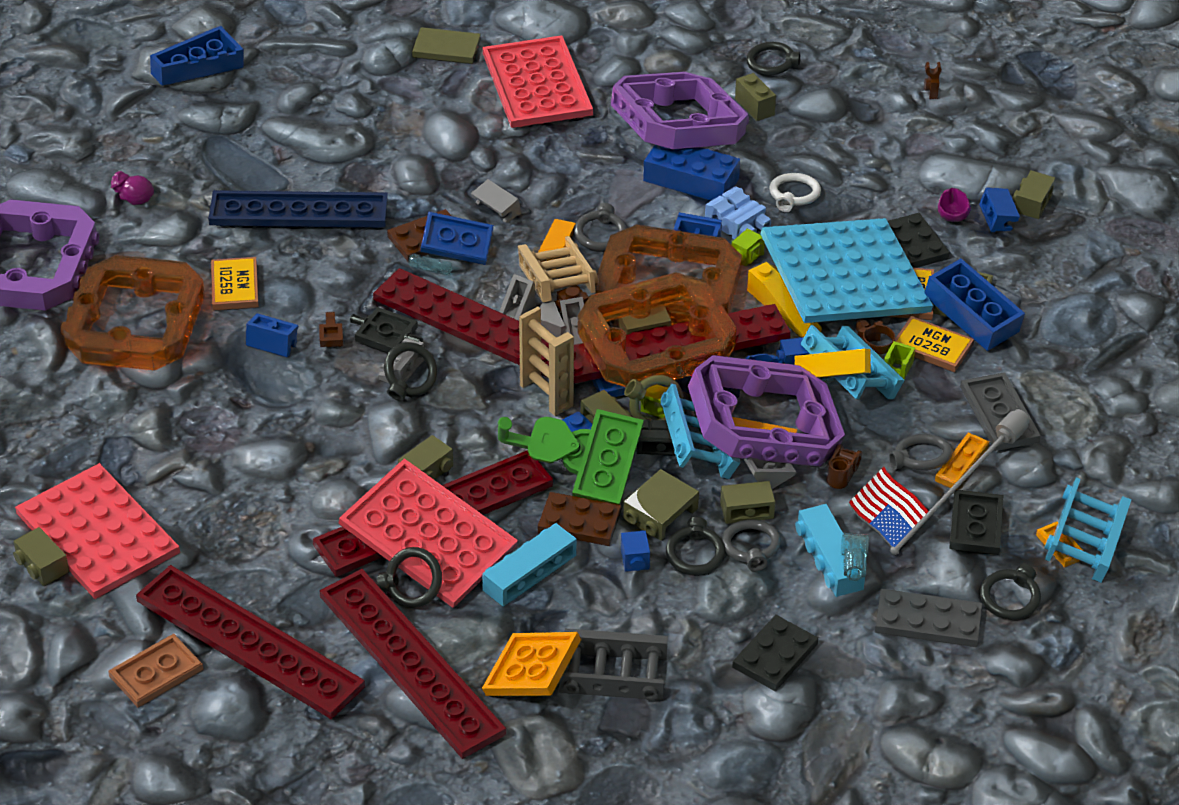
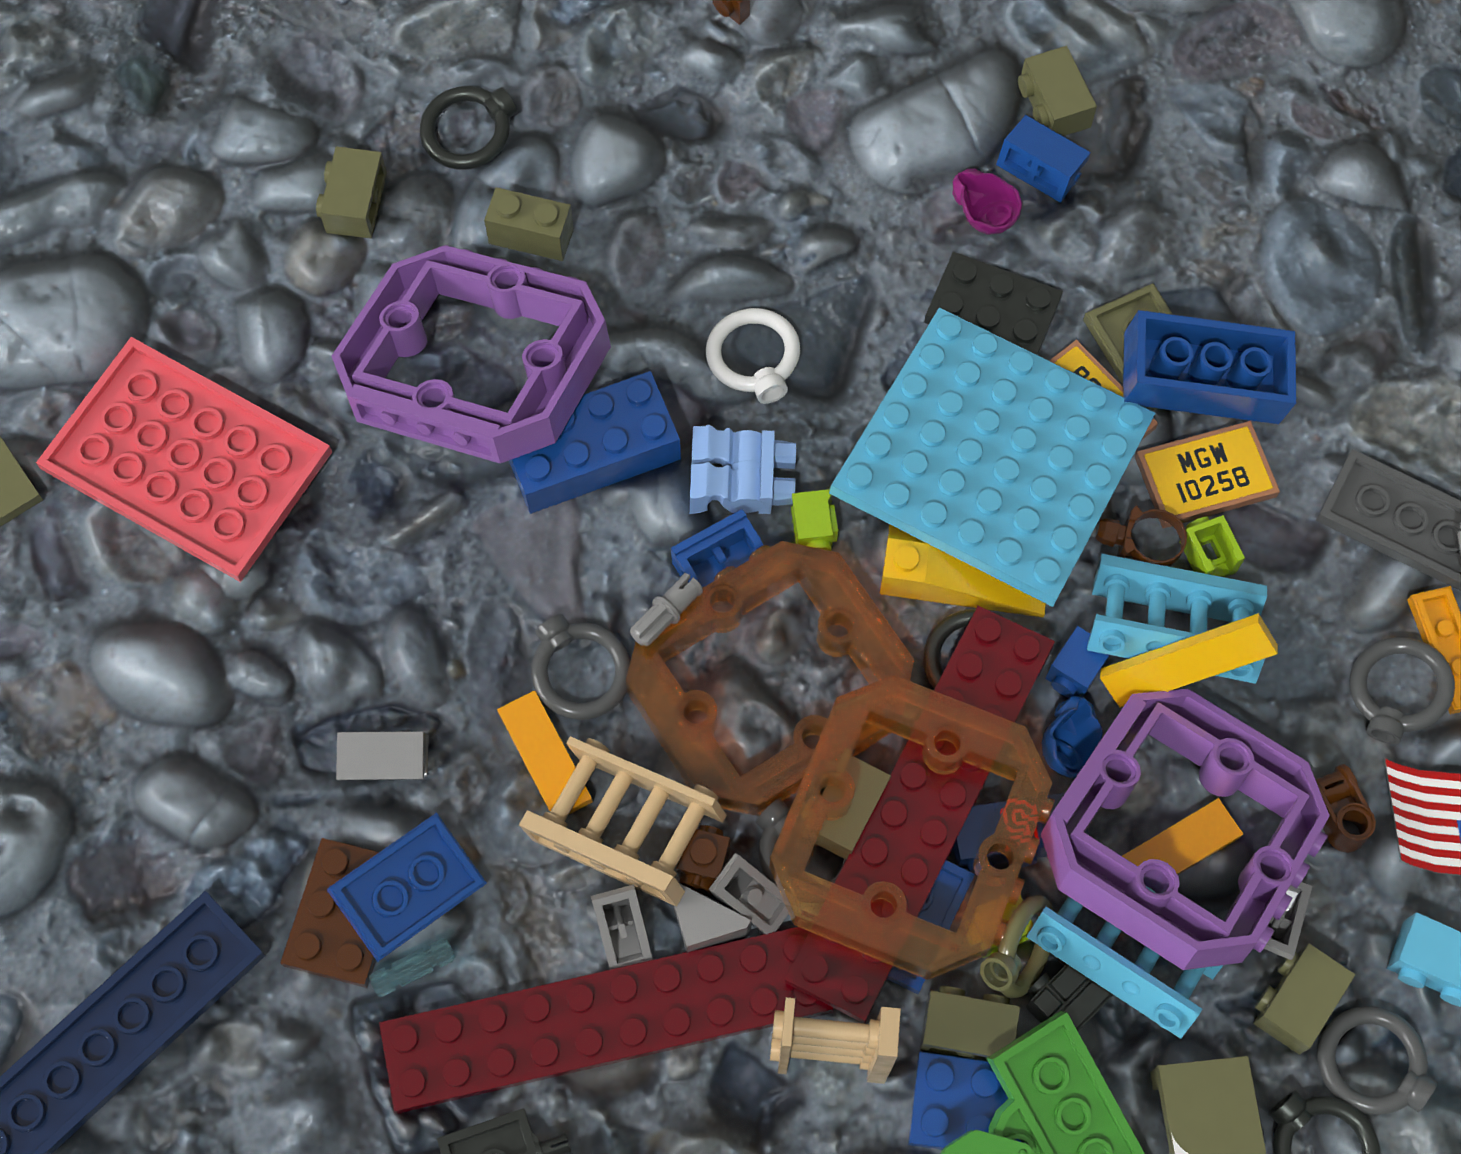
camera: 45 degrees left, 25 degrees up
(650, 221) = (666, 610): none -> light grey axle
(700, 48) = (352, 192): none -> olive brick

